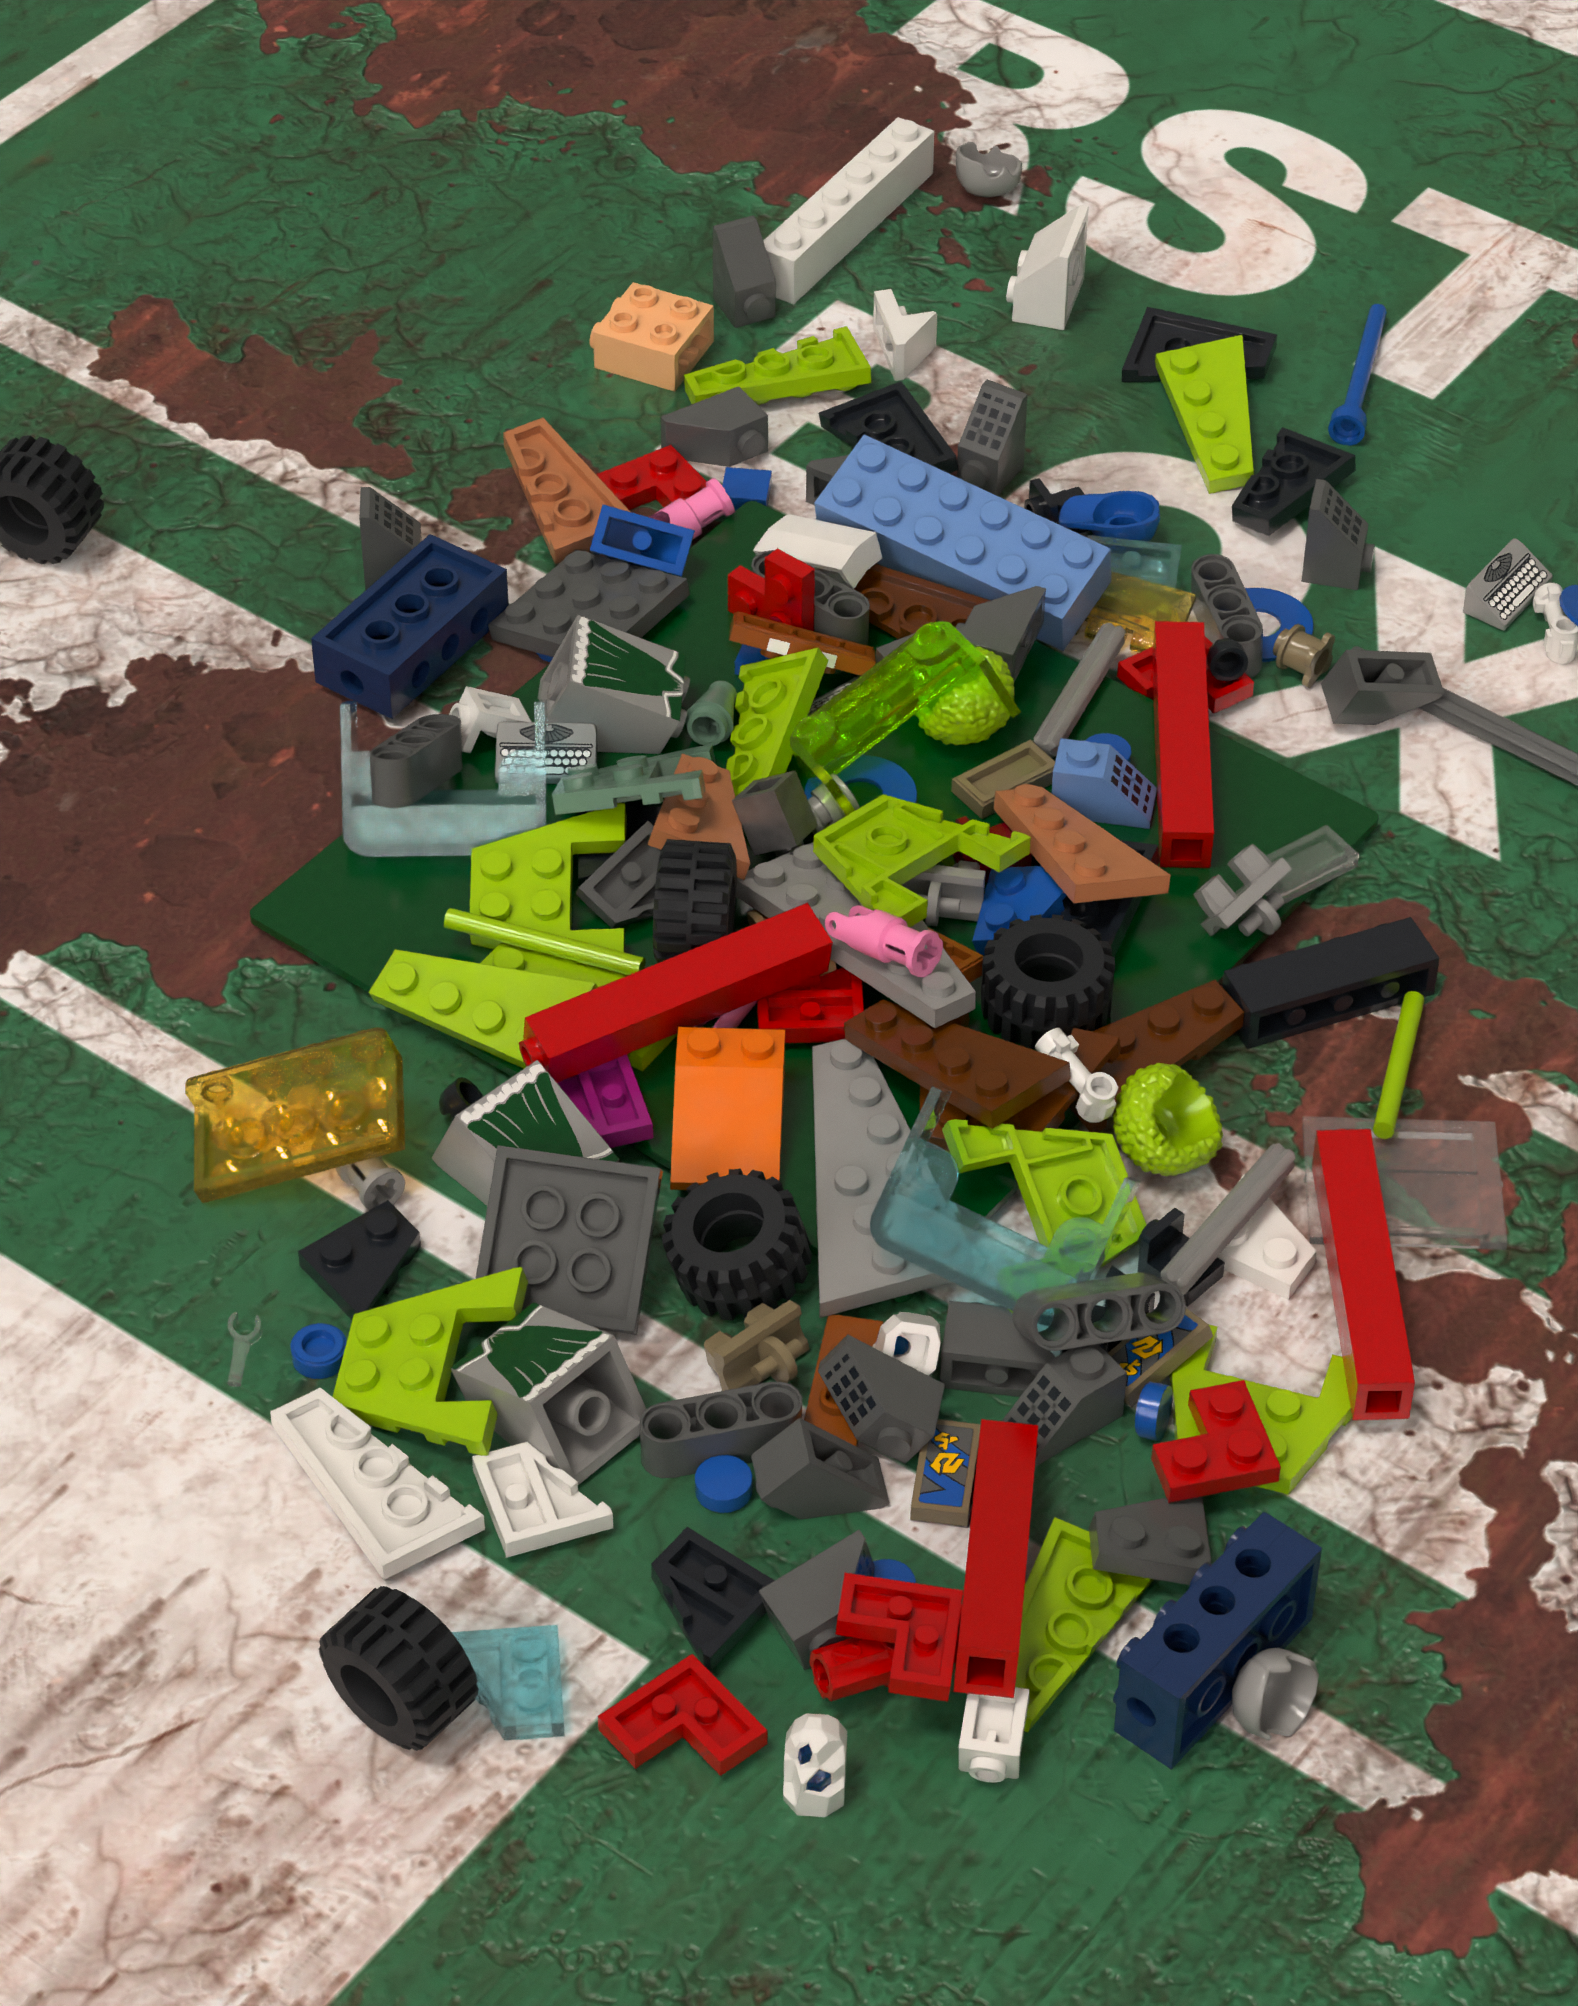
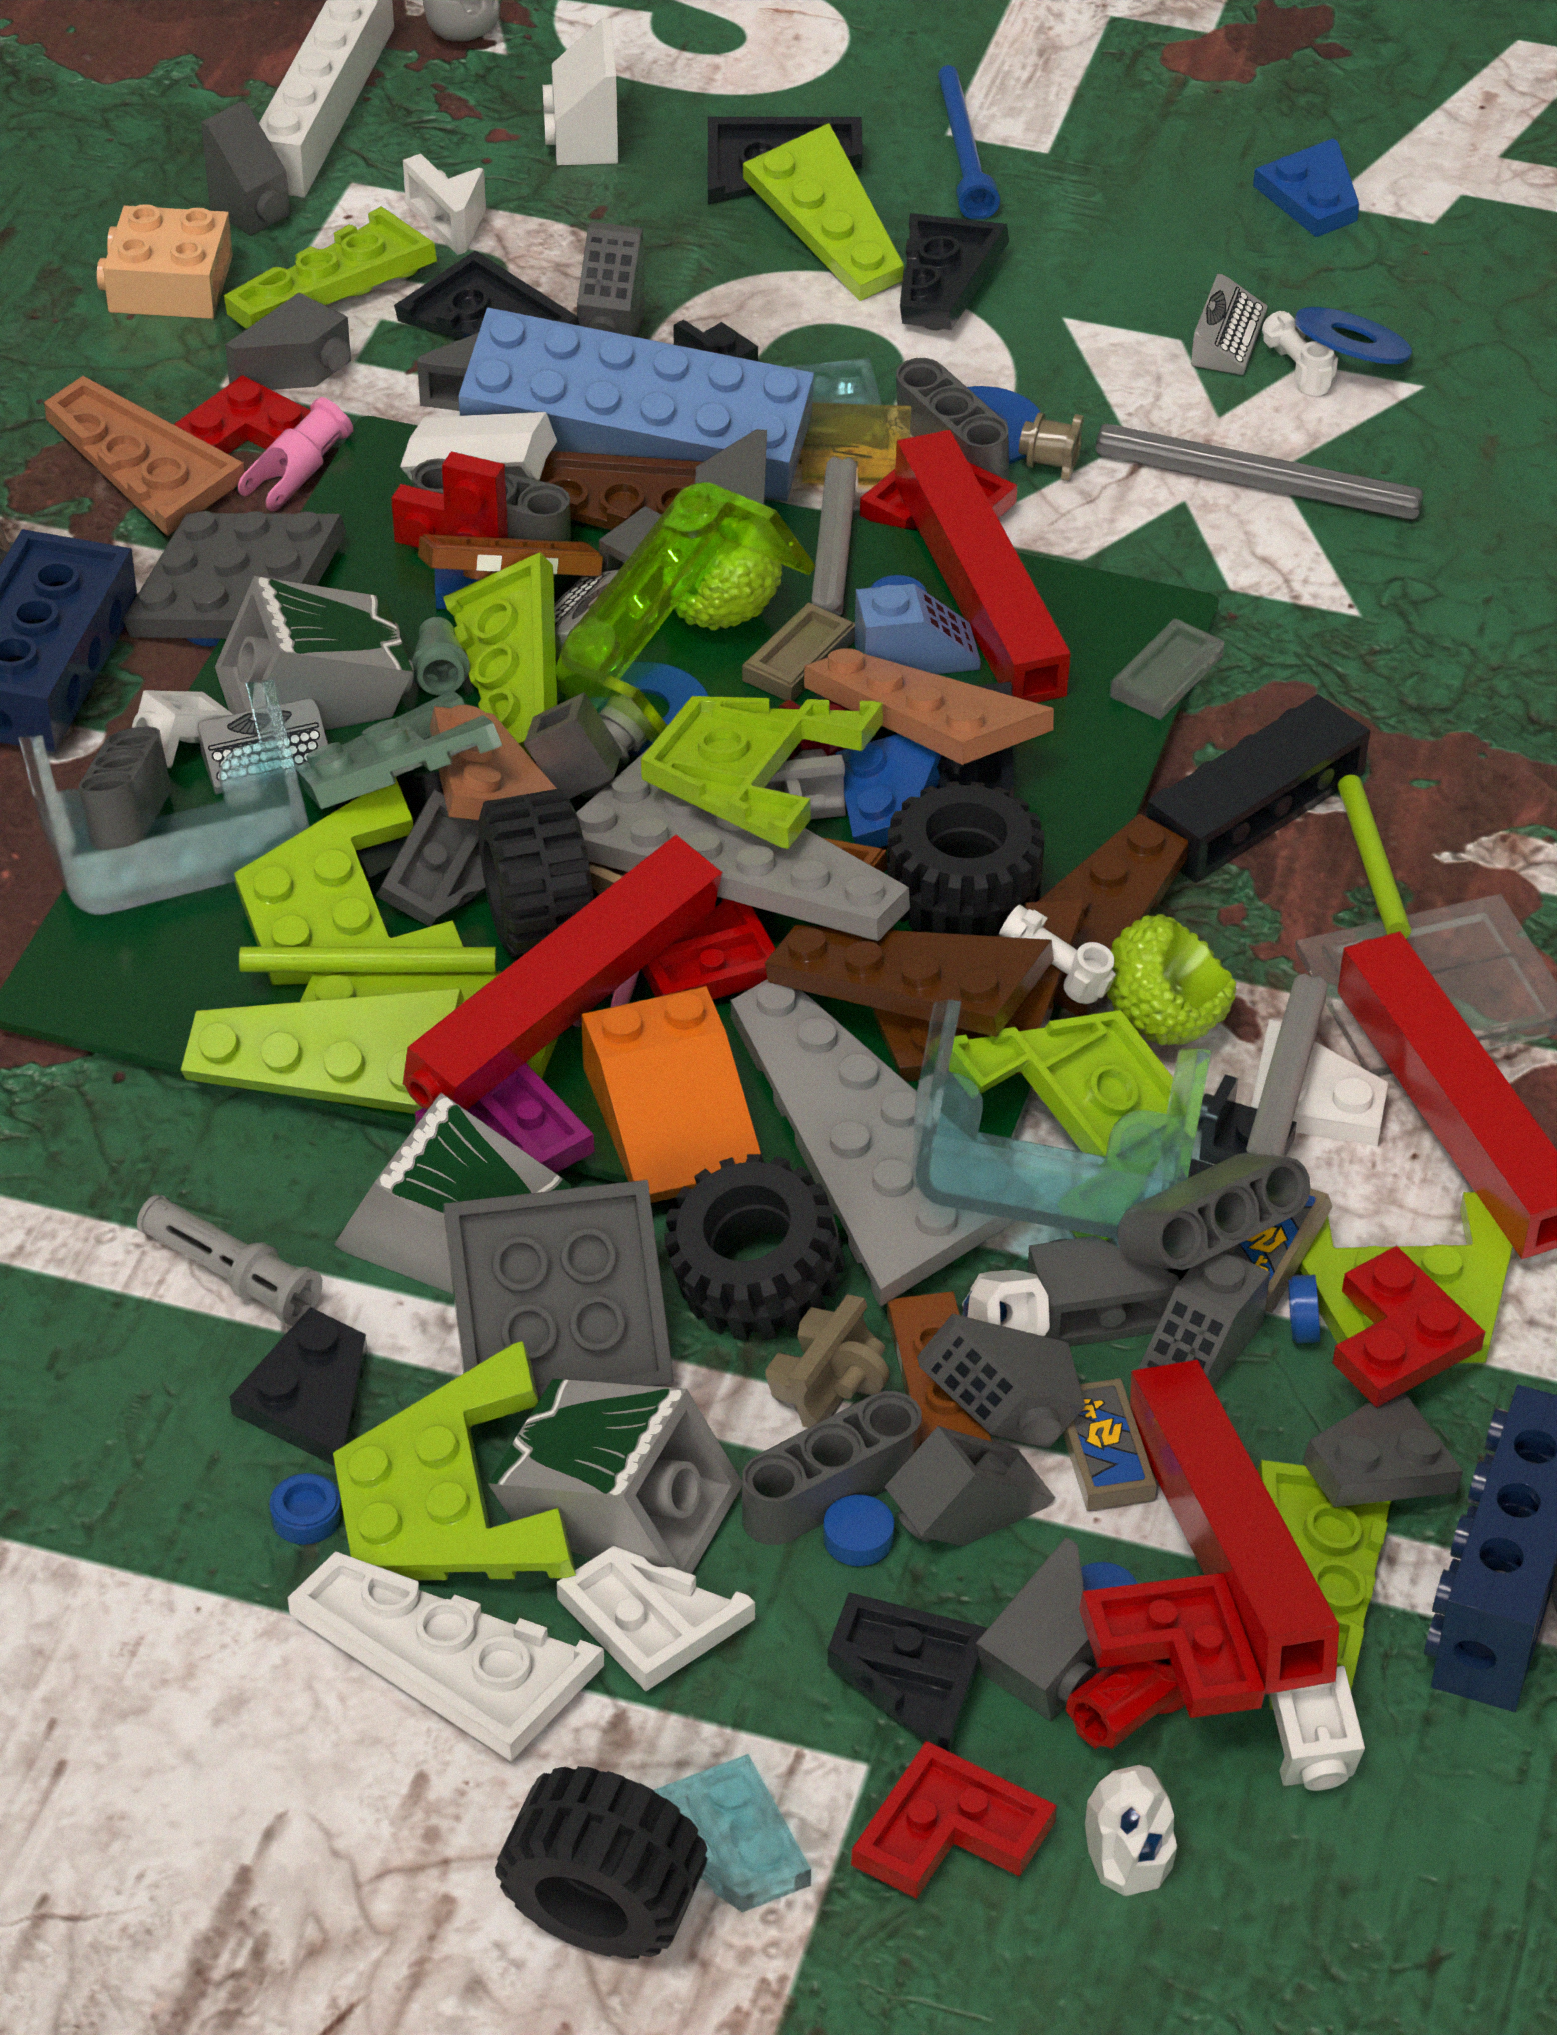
camera: 20 degrees left, 0 degrees up
(241, 1348) = (210, 1531): clear hand -> none
(297, 1113) = (165, 1234): clear yellow bracket -> none
(458, 1097) = (345, 1170): black hinge -> none
(641, 540) = (268, 483): blue slope -> none
(747, 485) = (353, 398): blue tile -> none
(887, 939) = (786, 851): bright pink piece -> none
(1113, 514) = (782, 340): blue cap -> none
(1225, 664) = (990, 471): black hinge -> none
(1226, 906) = (1140, 720): light grey hips -> none
(1335, 541) = (1032, 318): dark grey slope -> none
(1379, 685) = (1155, 458): dark grey slope -> none

